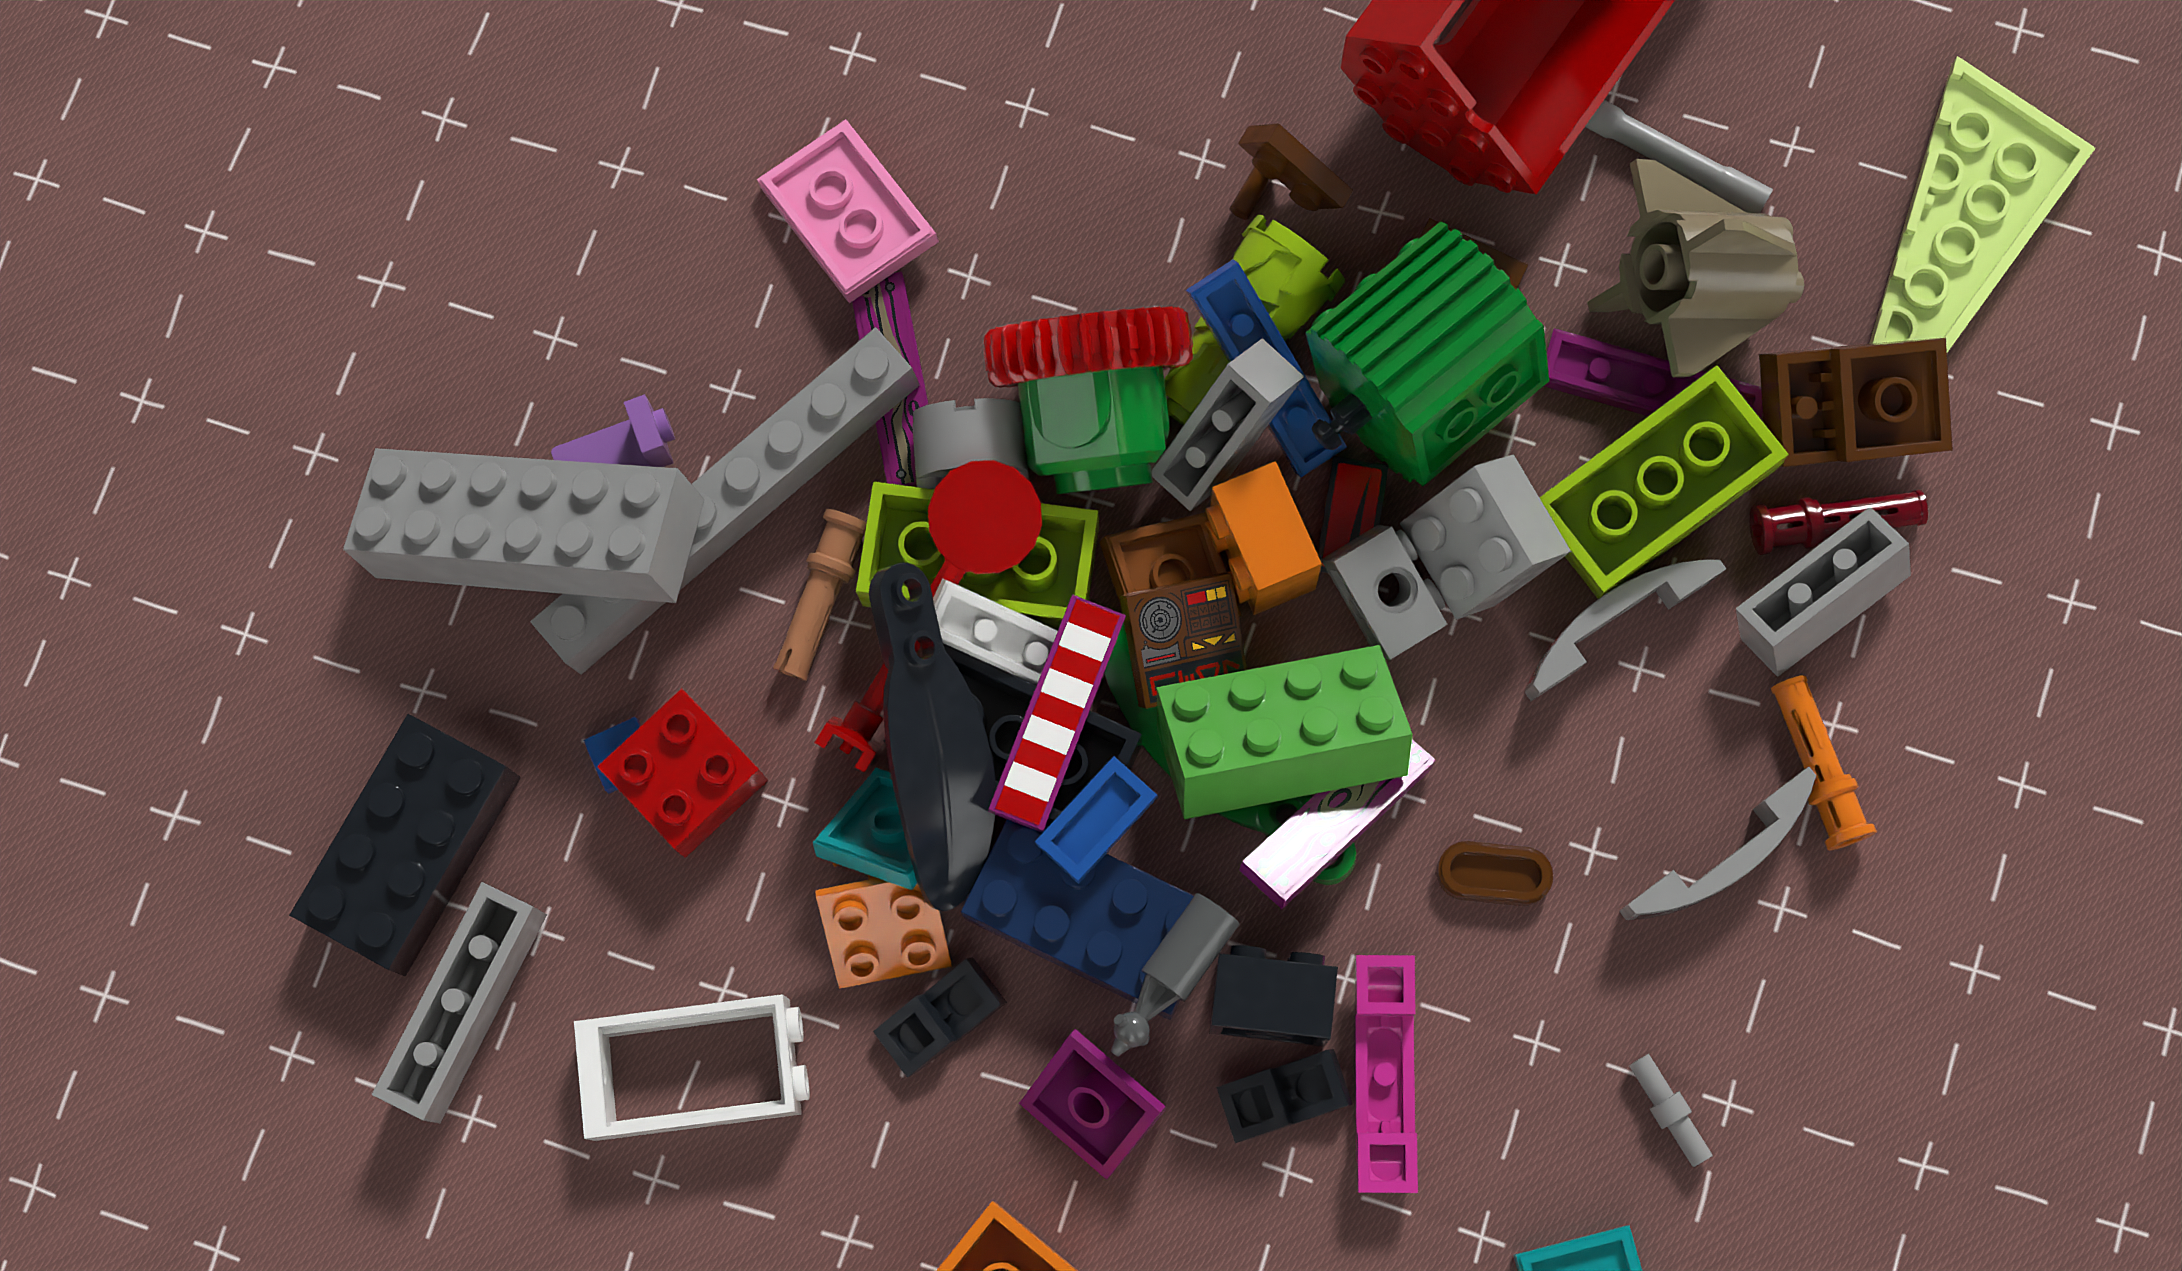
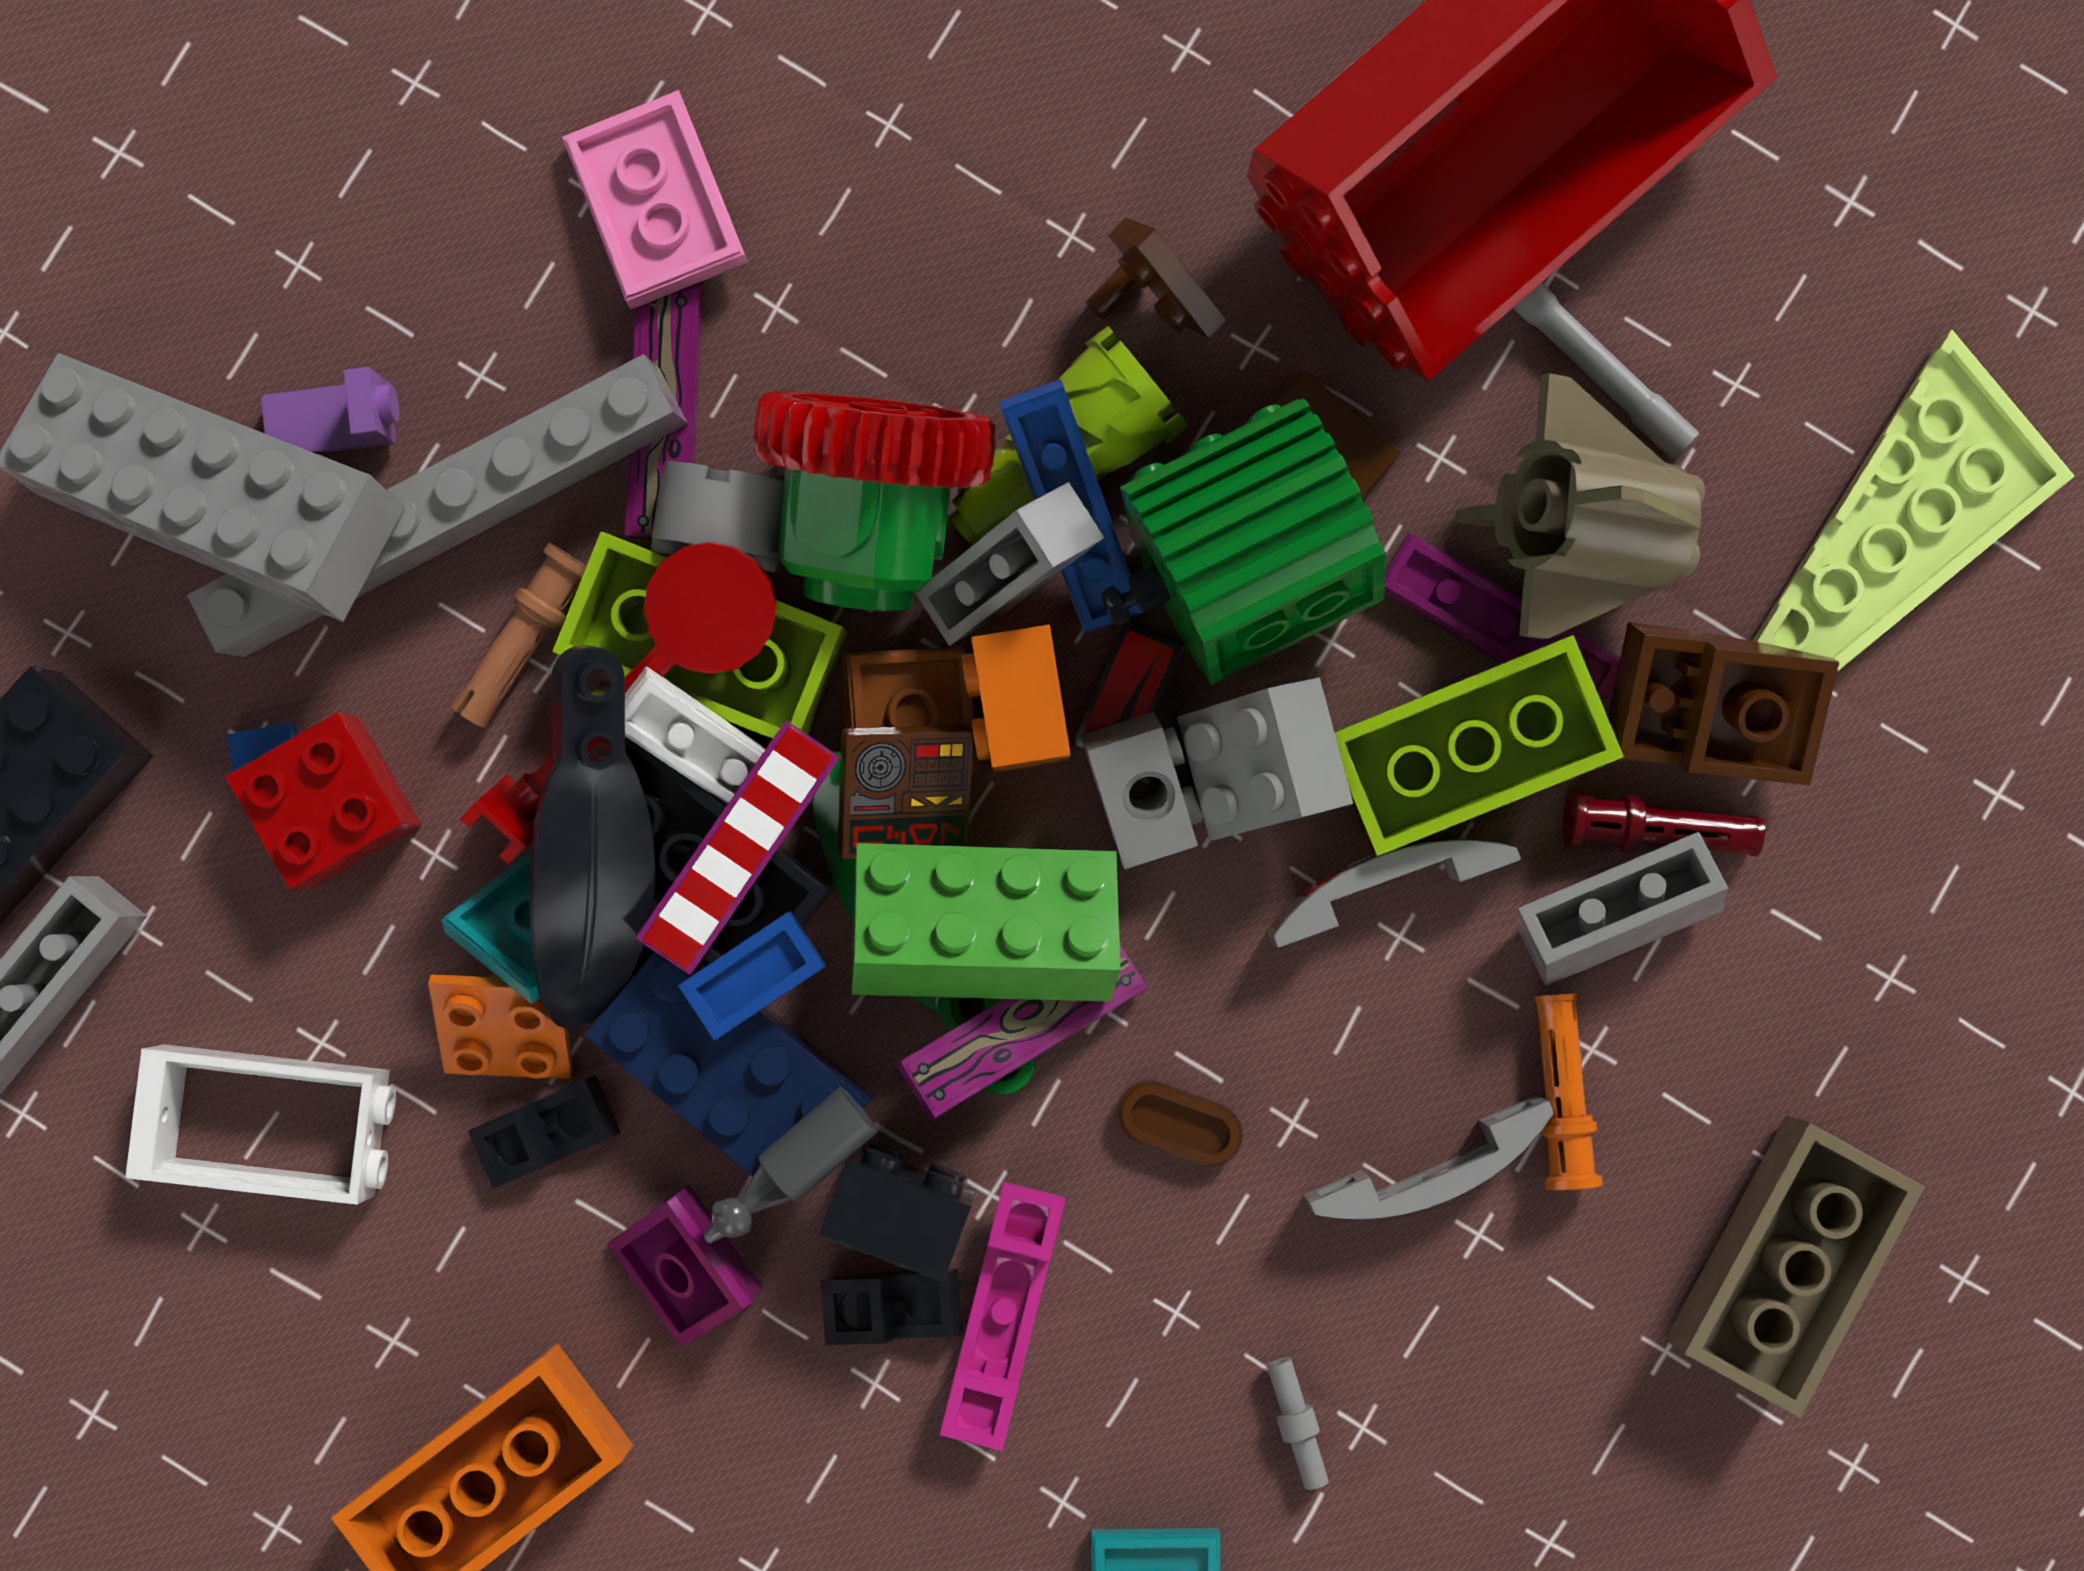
camera: 10 degrees right, 10 degrees up
(2062, 857) = (1794, 1264): none -> dark tan brick

